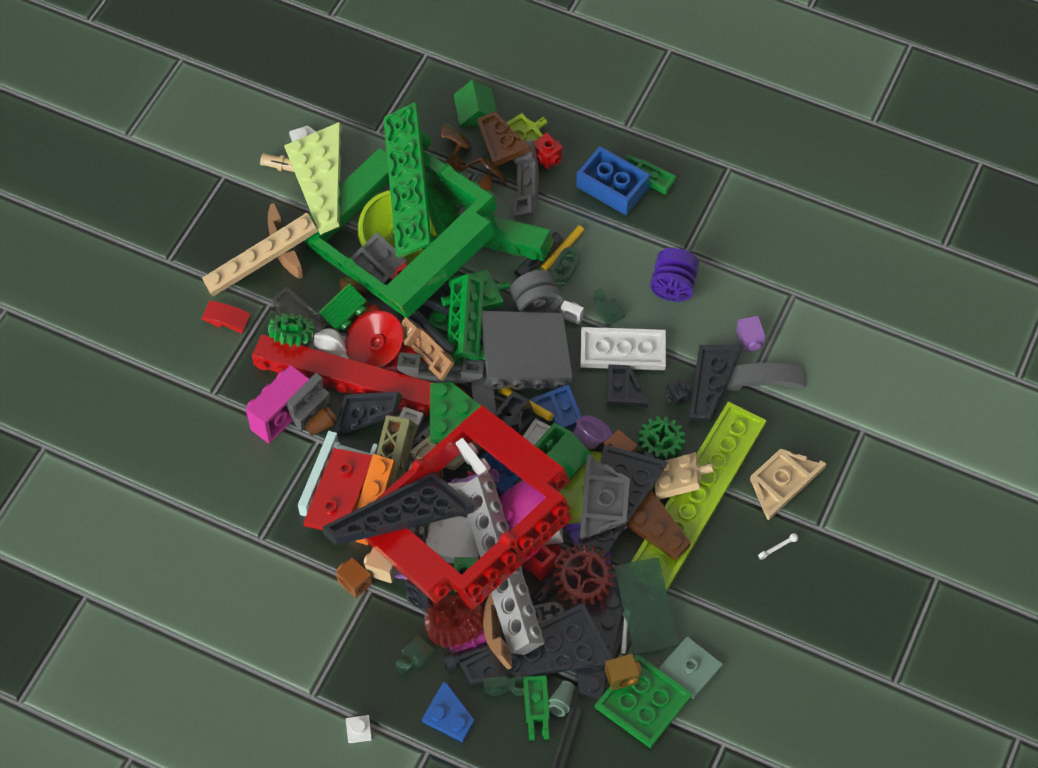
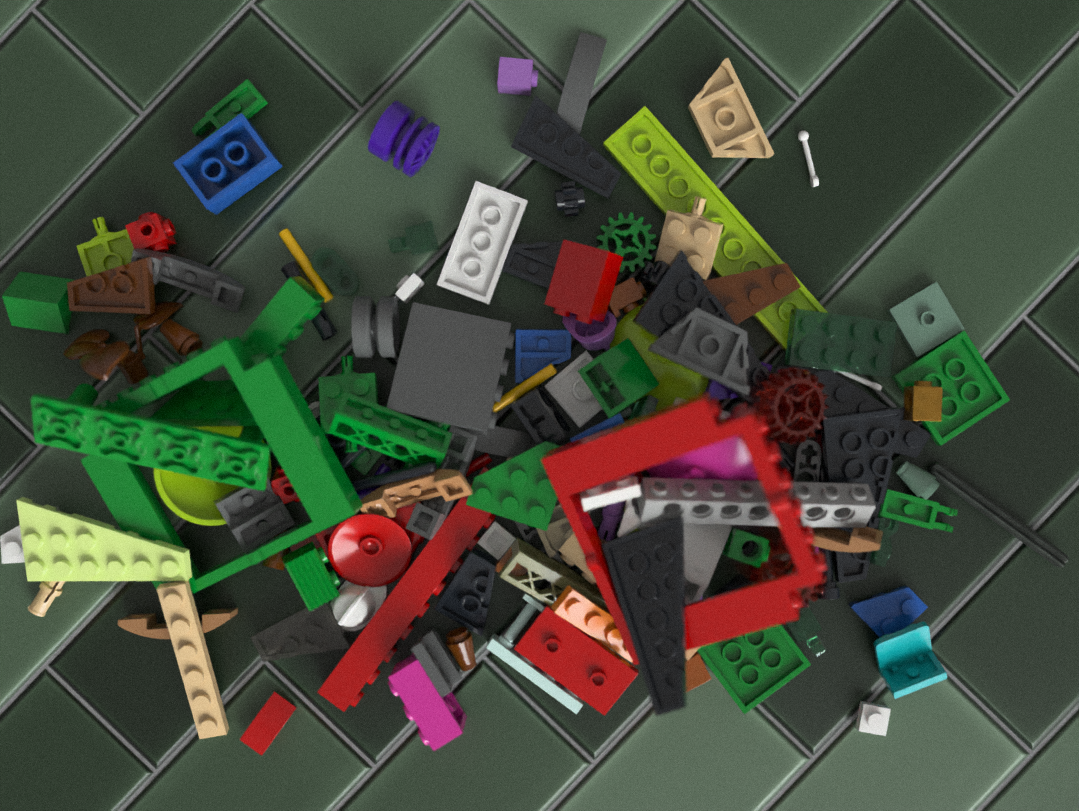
camera: 70 degrees left, 30 degrees up
(291, 329) = (326, 655): green gear -> none
(380, 620) = (754, 664): none -> green plate
(418, 729) = (907, 660): none -> teal bracket
(620, 413) = (583, 281): none -> red brick

